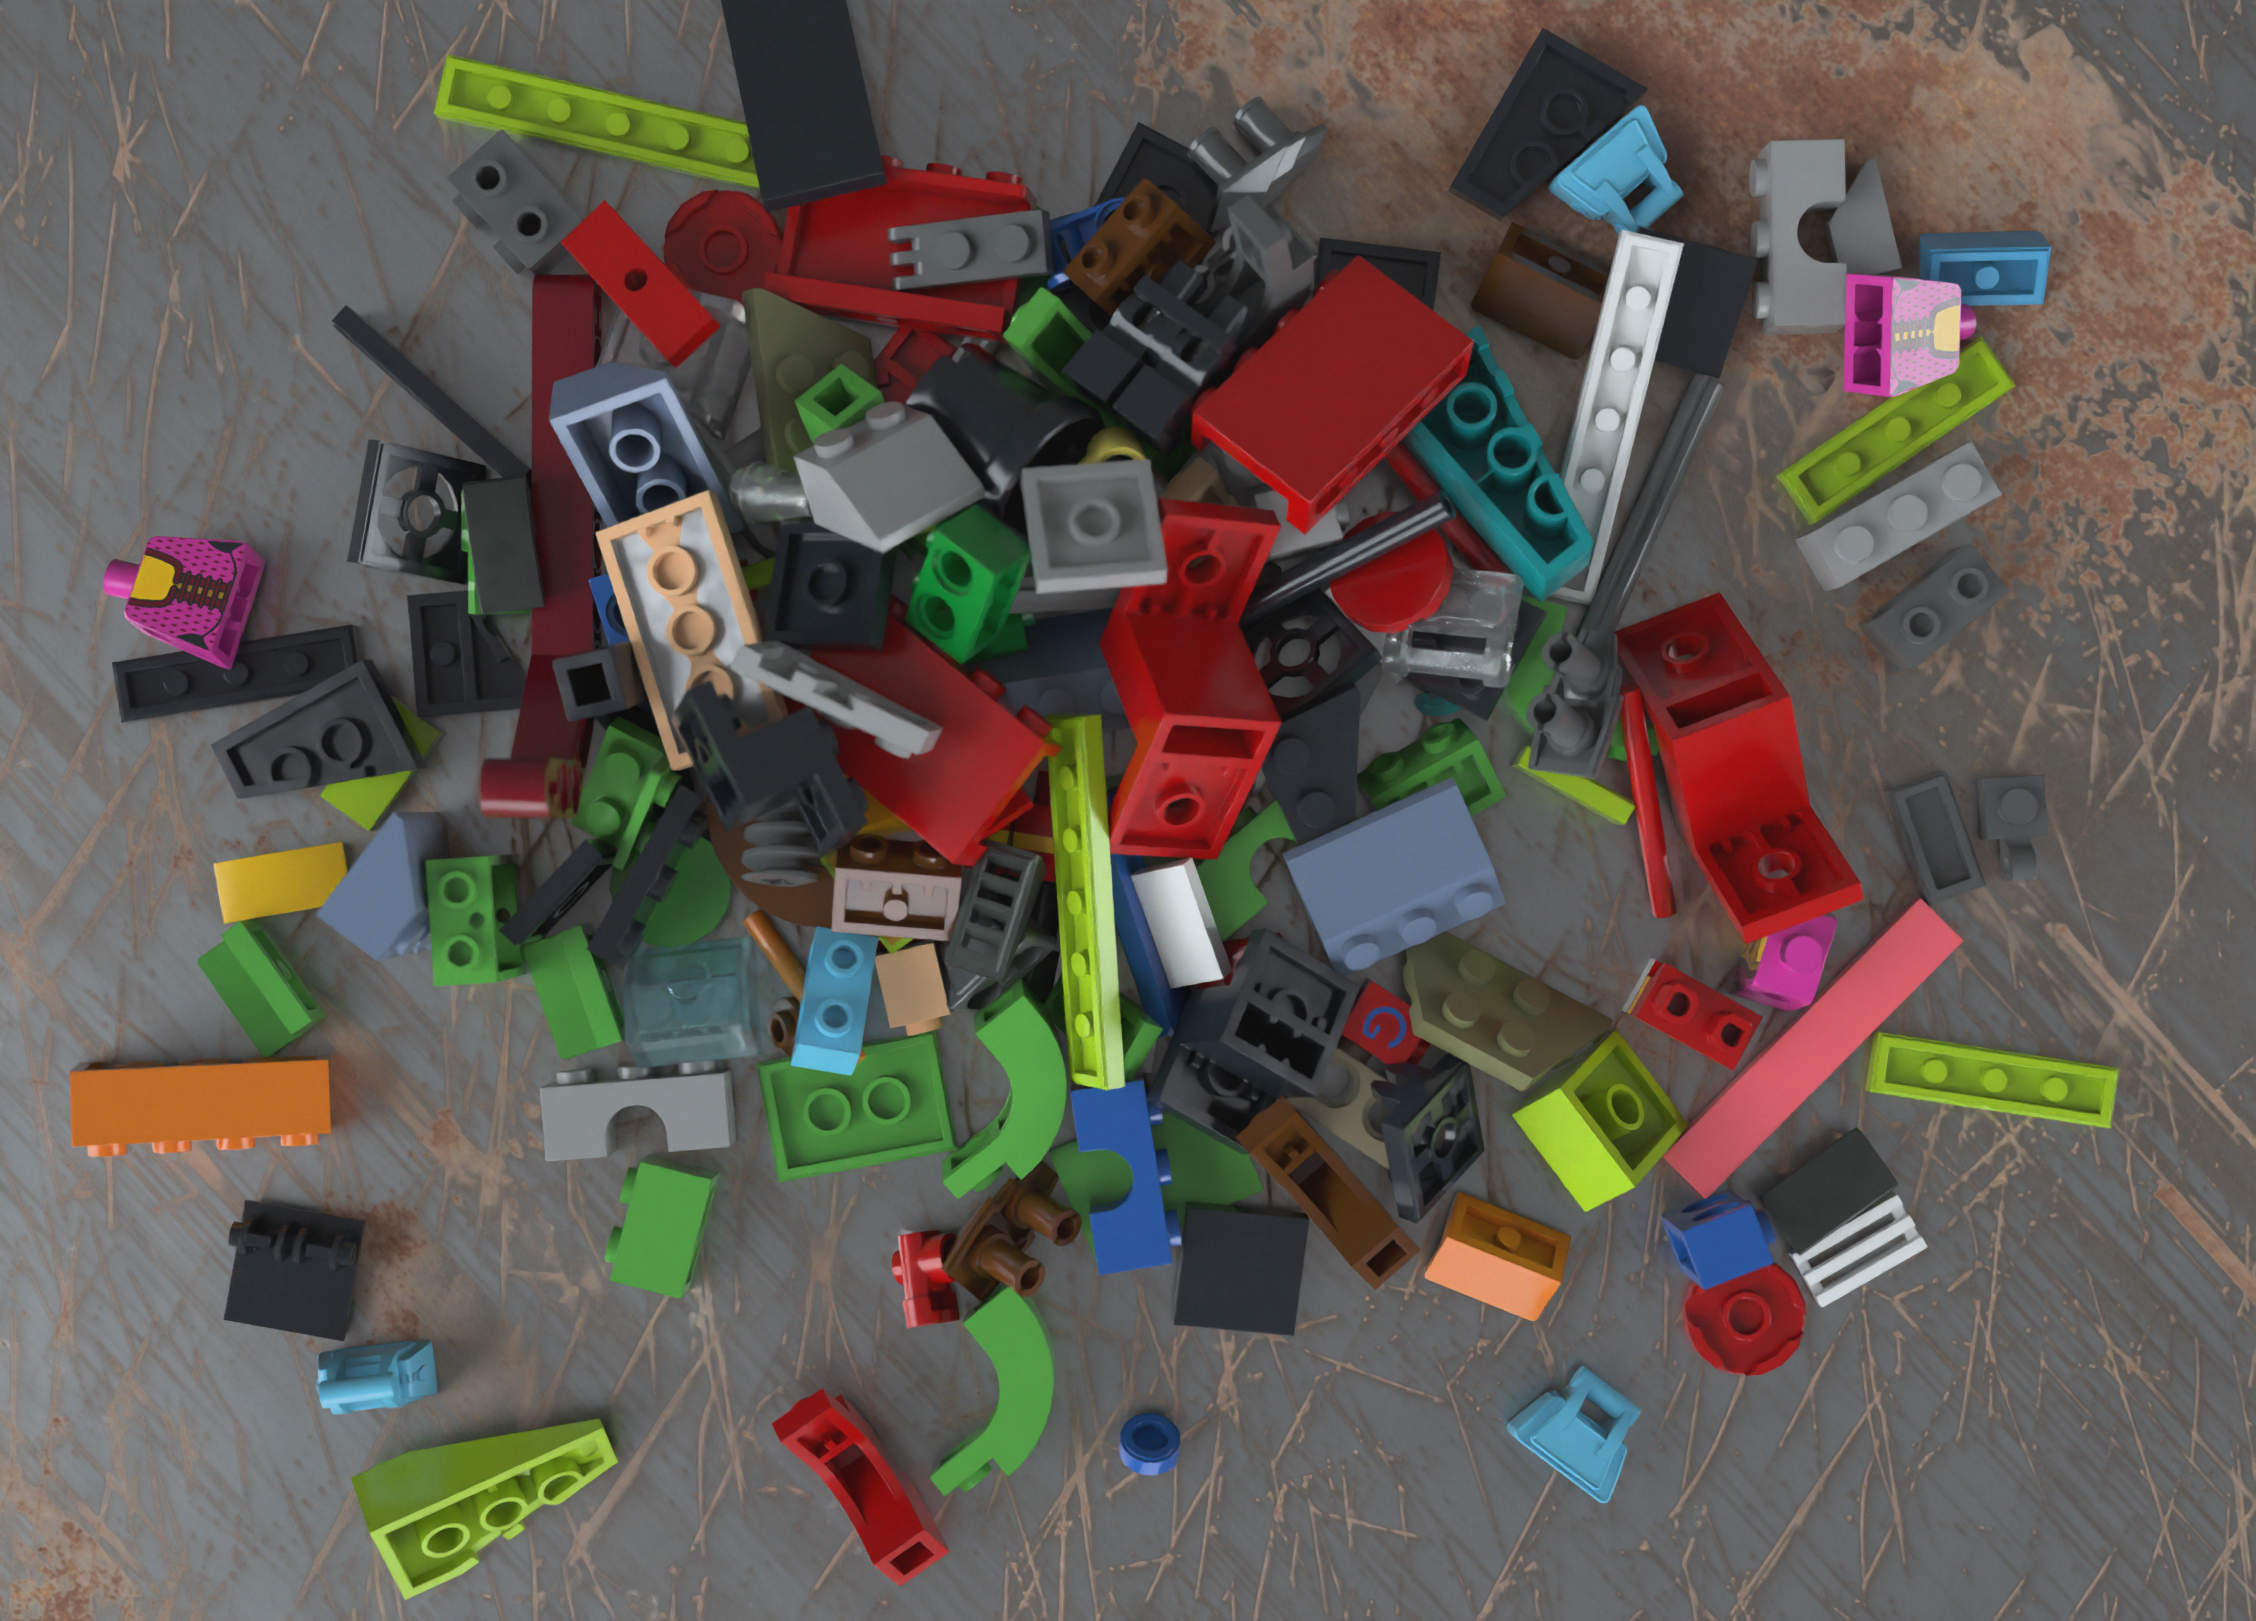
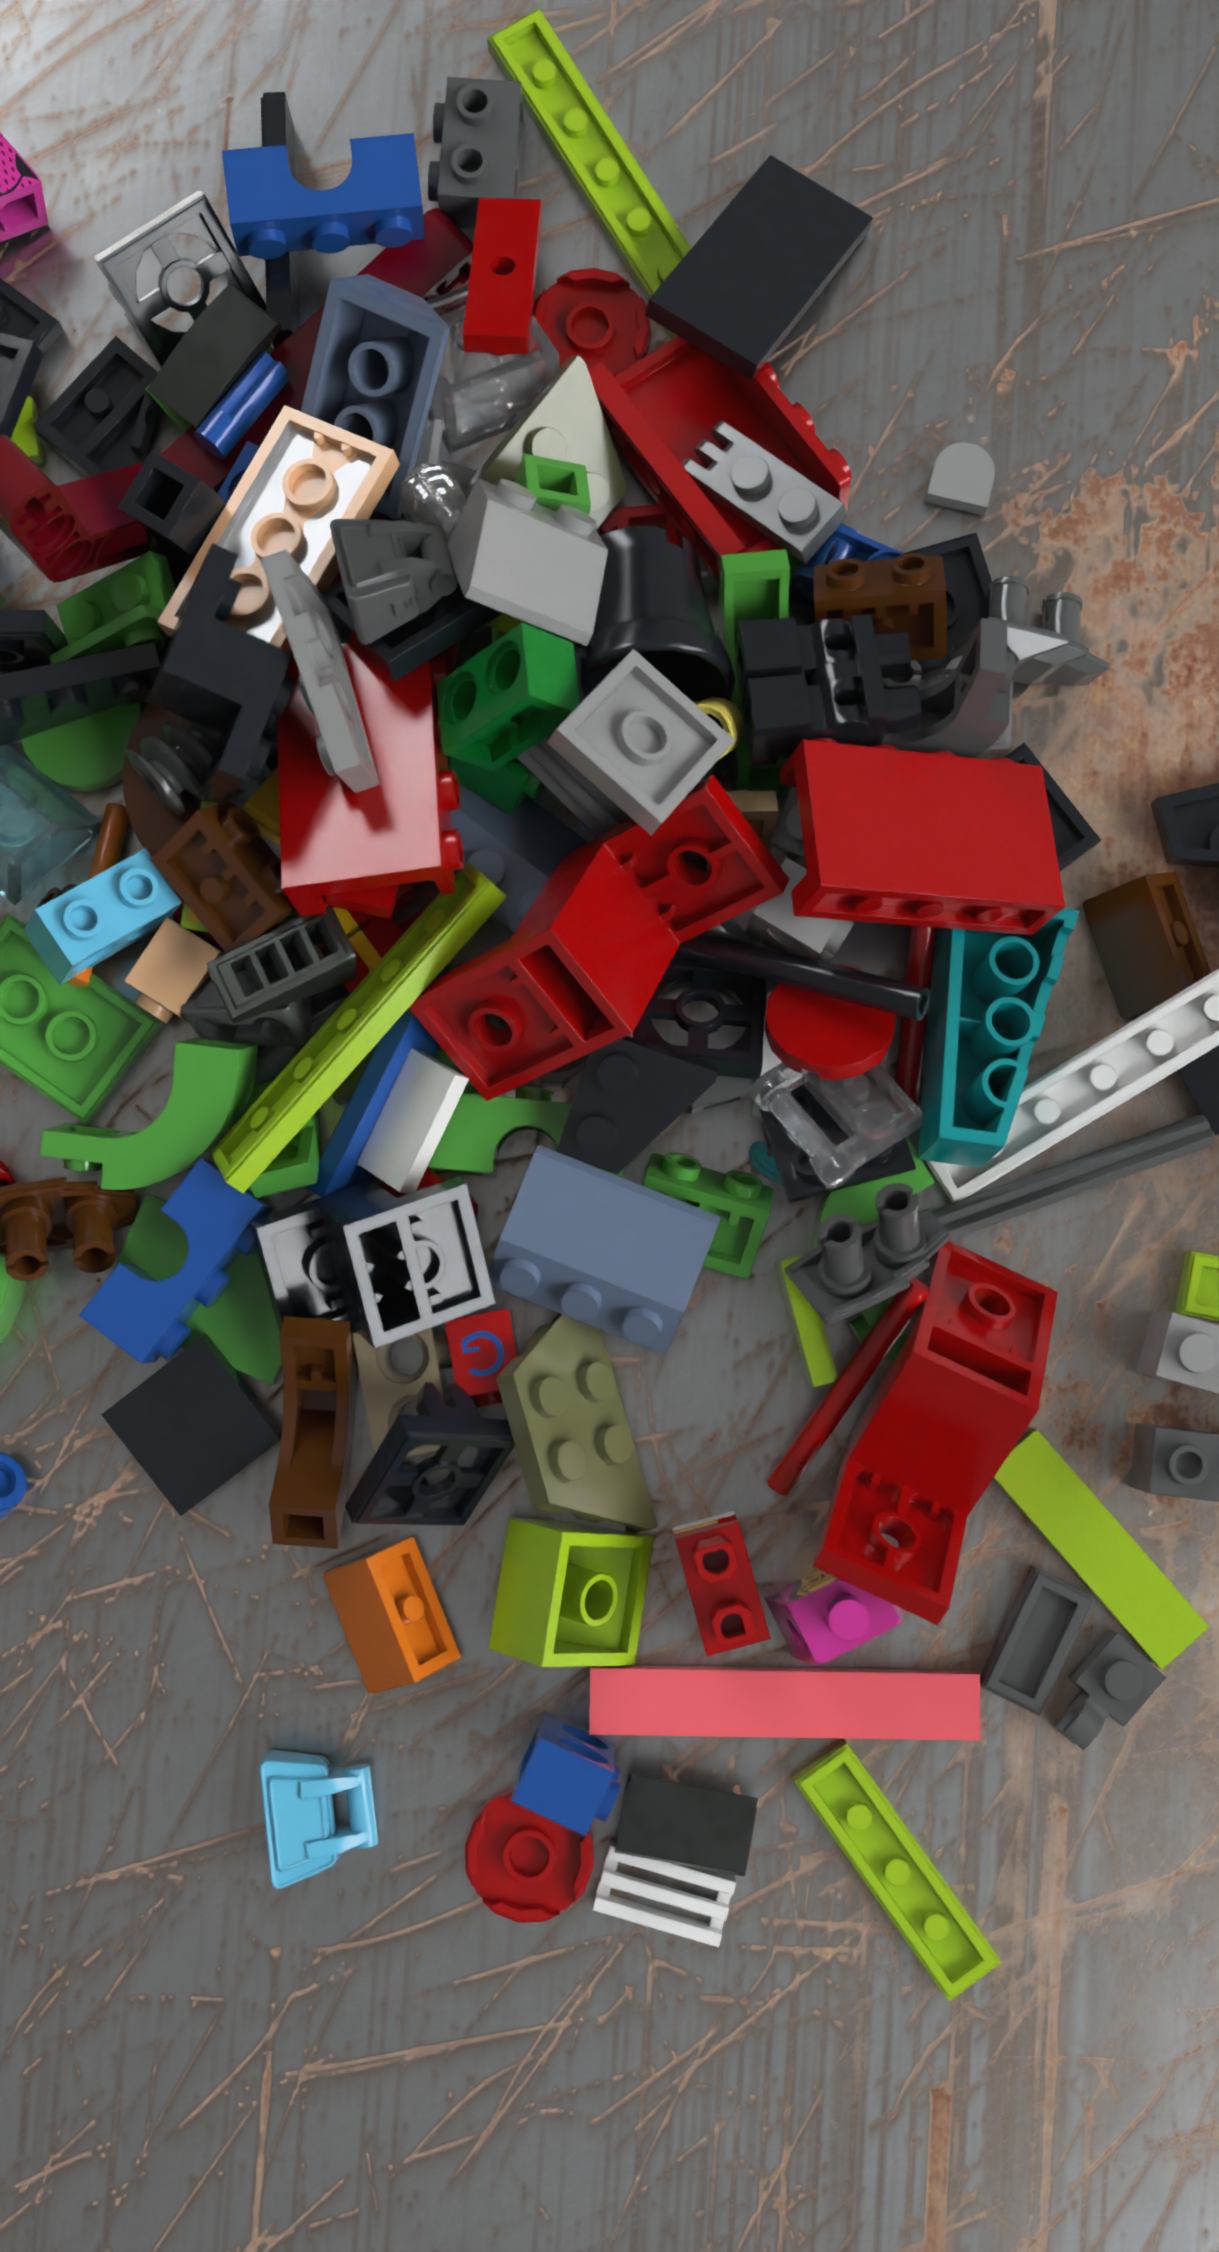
camera: 40 degrees right, 5 degrees down
(439, 402) = (371, 206): none -> blue arch
(556, 558) = (242, 405): none -> blue piece
(797, 587) = (390, 572): none -> dark grey piece
(1089, 92) = (962, 478): none -> light grey tile
(1917, 735) = (1099, 1550): none -> lime tile

